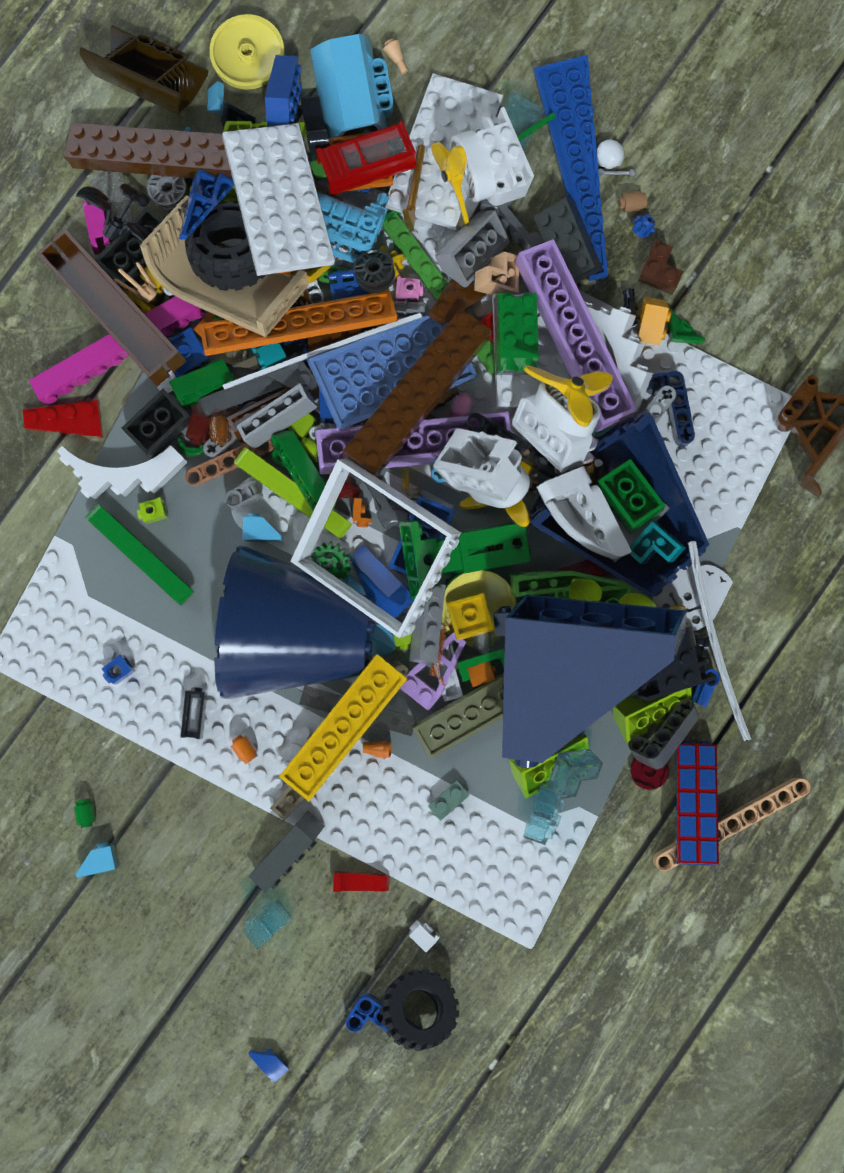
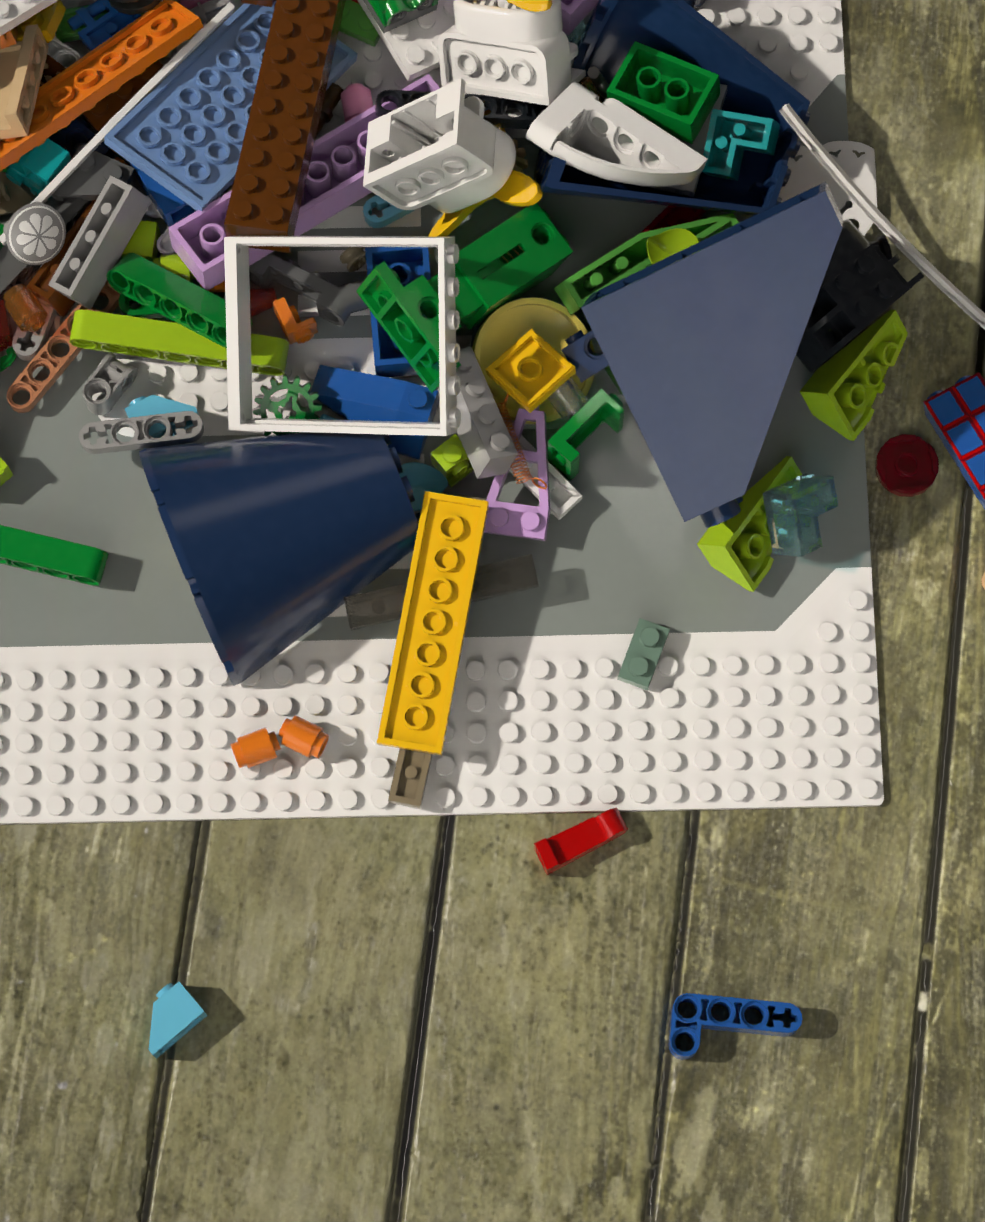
camera: 30 degrees left, 10 degrees down
(84, 813) = (113, 959): green brick -> none
(126, 670) = (51, 709): blue brick -> none
(194, 713) = (202, 725): black window -> none
(215, 741) = (255, 748): none -> orange brick
(244, 392) = (35, 233): none -> dish
(244, 535) = (141, 436): none -> light grey beam
(263, 926) = (475, 970): clear light blue brick -> none
(269, 1063) = (593, 1177): blue slope -> none
(286, 852) = (446, 852): pearl dark grey wedge -> none
(379, 749) = (500, 634): orange cone -> none
(404, 479) = (333, 252): clear yellow tile -> none
(423, 935) = (714, 865): white brick -> none
(445, 1010) = (760, 999): black tyre -> none
(461, 718) = (601, 518): olive plate -> none
(482, 673) = (595, 451): orange brick -> none
(543, 816) = (792, 598): clear light blue brick -> none
(668, 737) = (905, 400): dark grey beam -> none
(704, 691) = (919, 311): blue piece -> none

